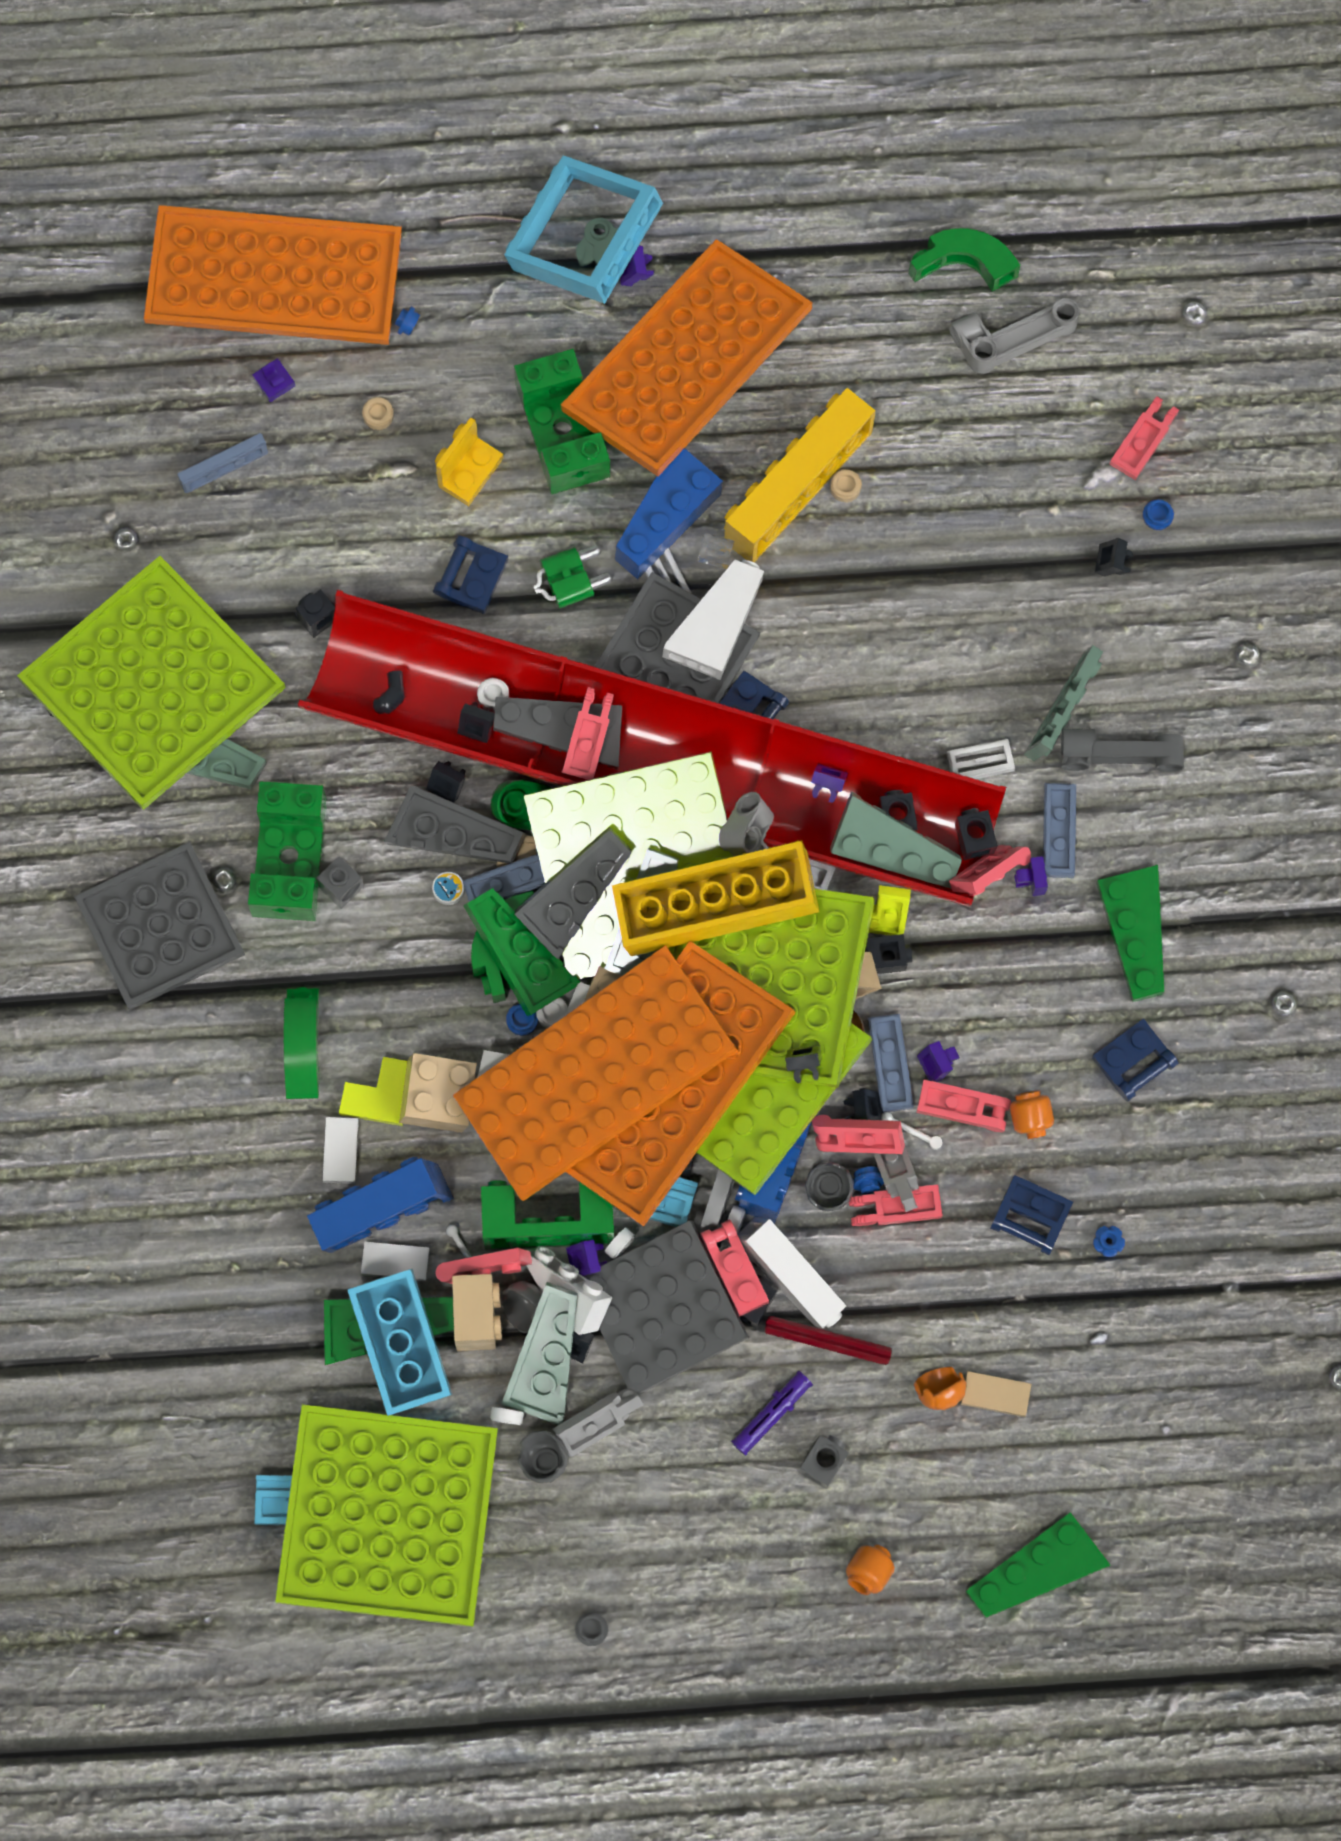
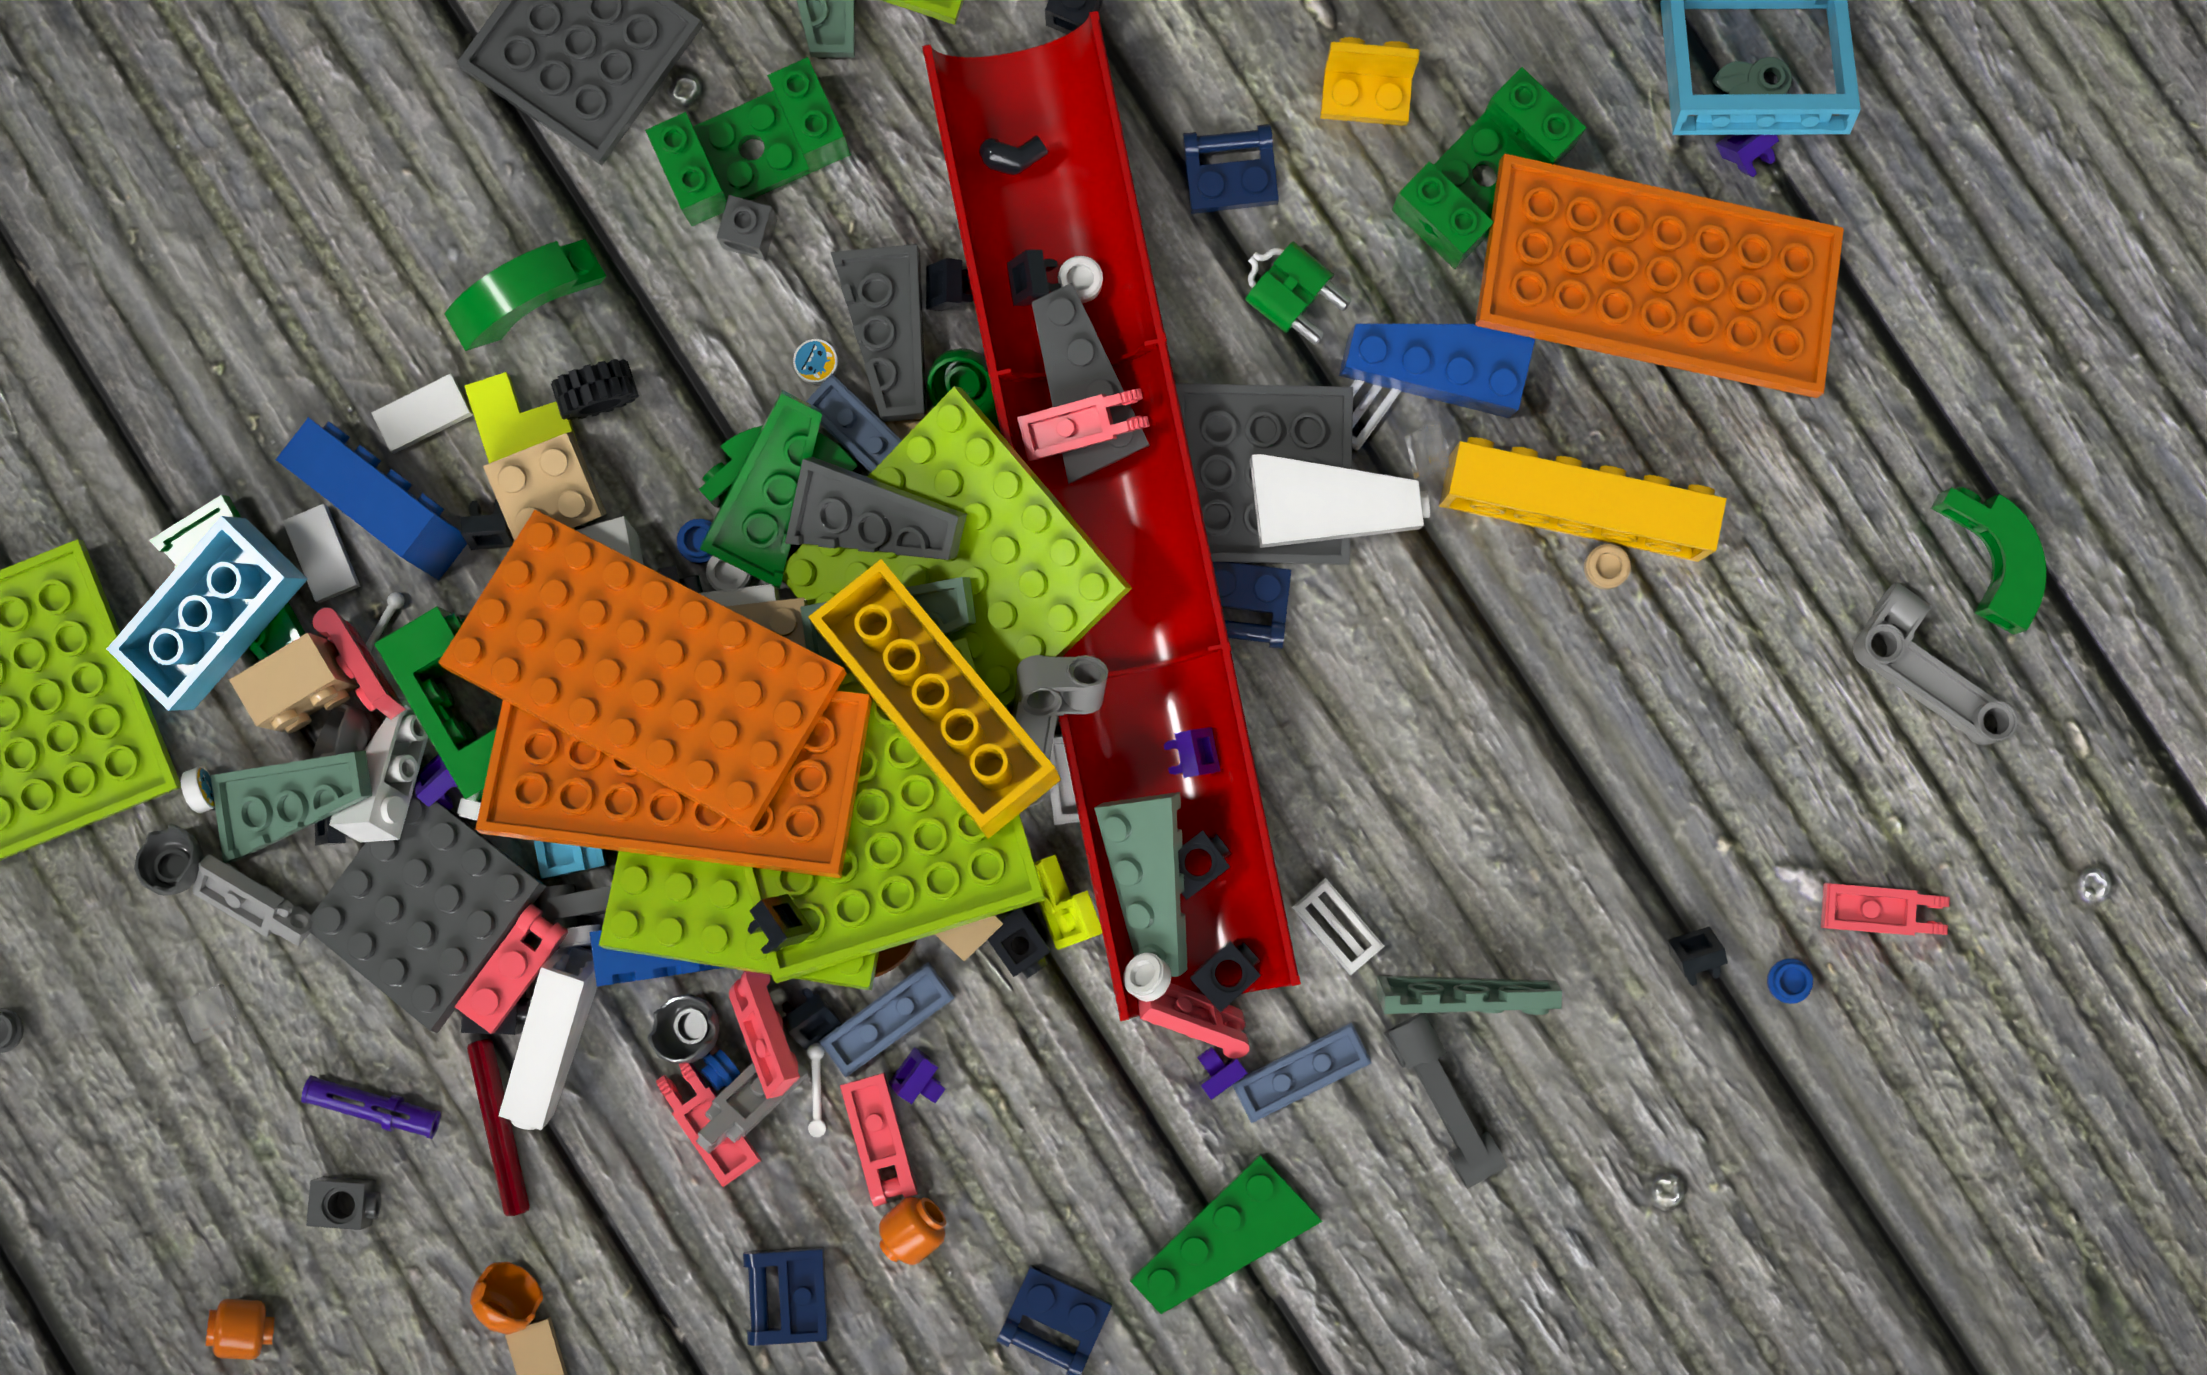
camera: 65 degrees right, 10 degrees up
(391, 1027) = (594, 389): none -> black tyre
(442, 1144) = (485, 530): none -> black tile
(952, 876) = (1147, 977): none -> white tile

